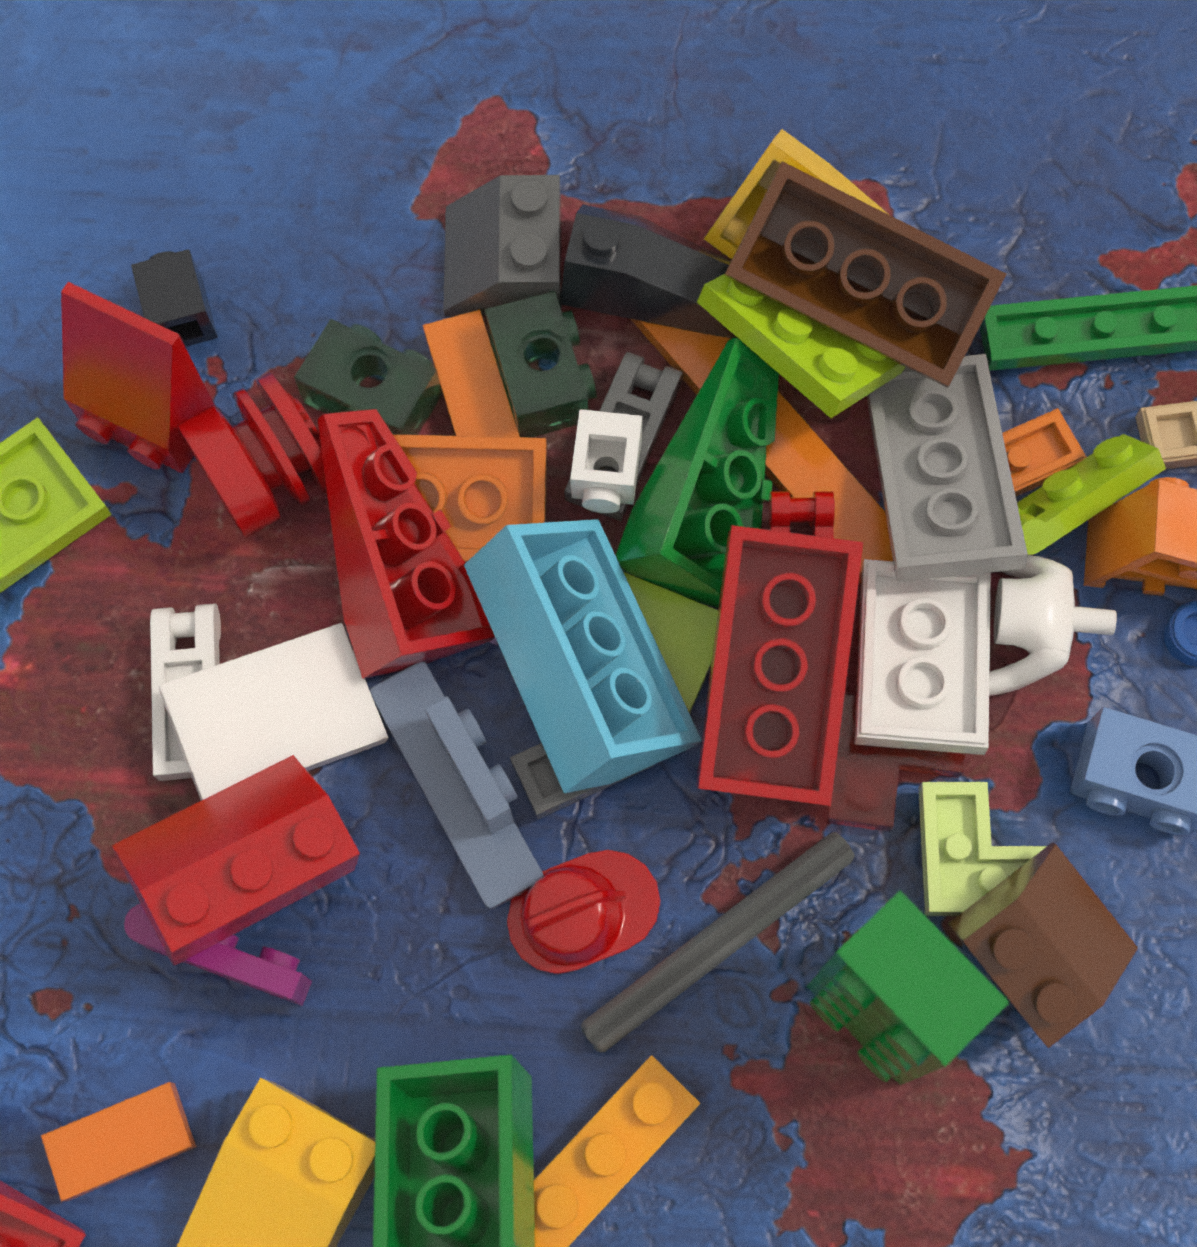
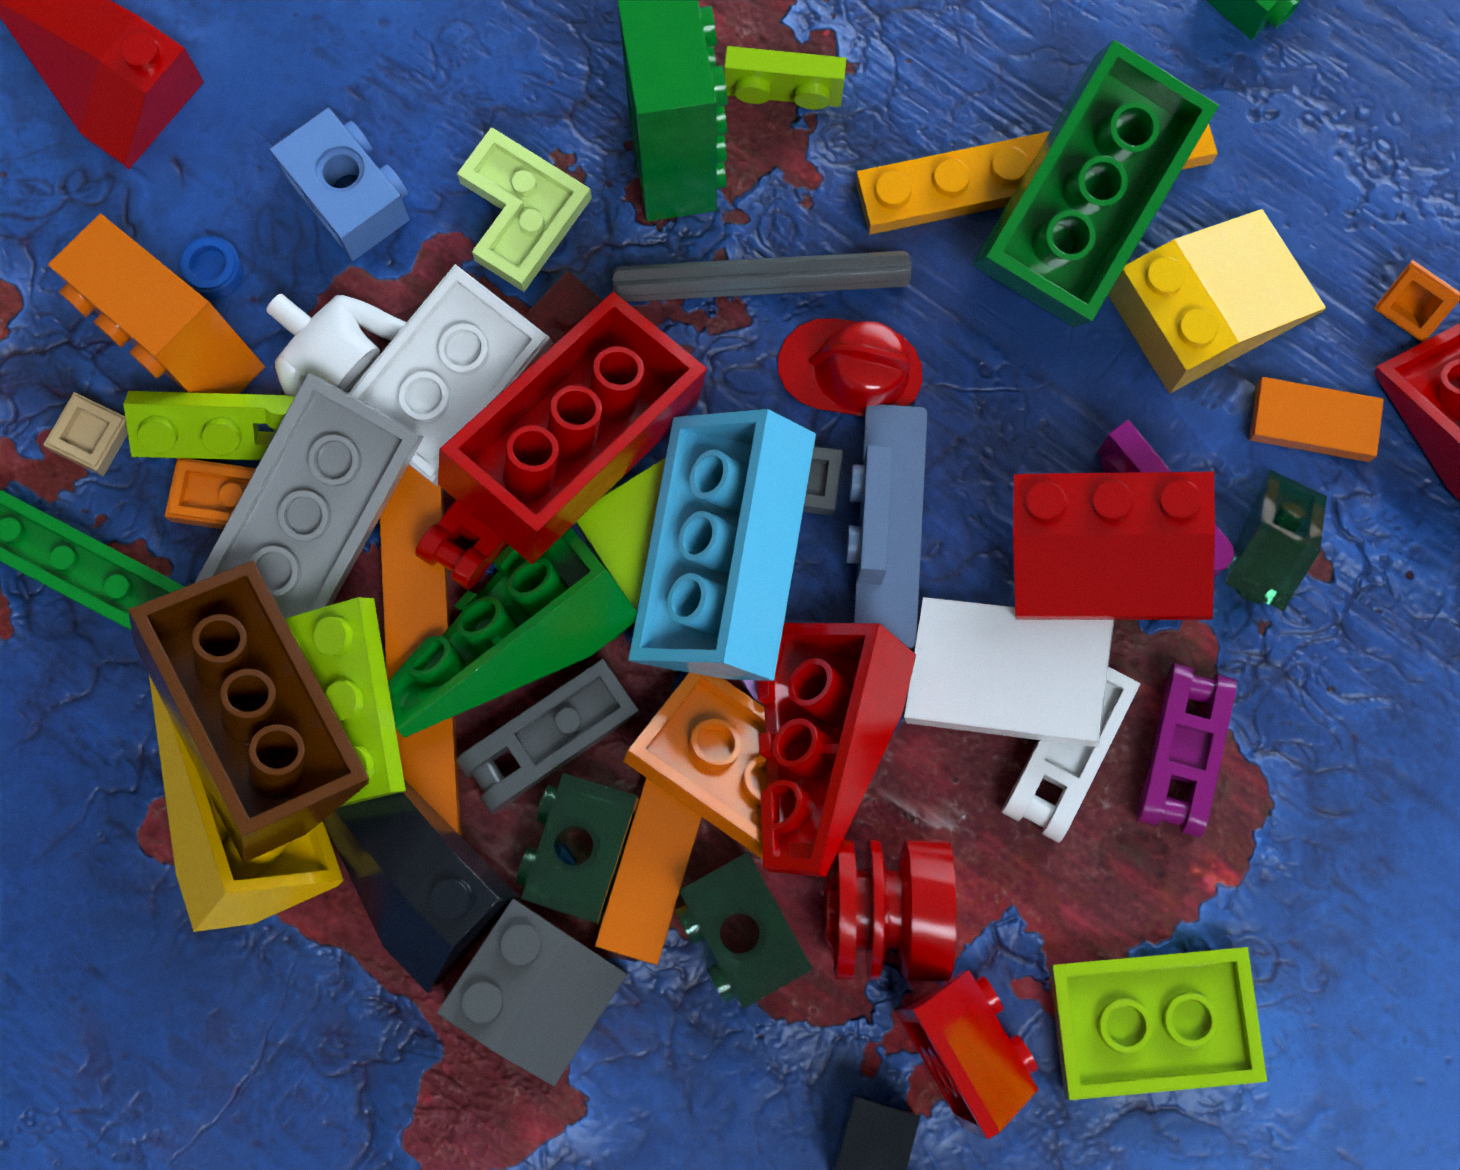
camera: 150 degrees left, 5 degrees up
(84, 753) = (1187, 750): none -> magenta plate
(94, 989) = (1277, 542): none -> clear green slope
(611, 442) = (562, 699): white brick -> none
(857, 1135) = (784, 76): none -> lime plate
(1047, 944) = (526, 104): reddish brown slope -> none

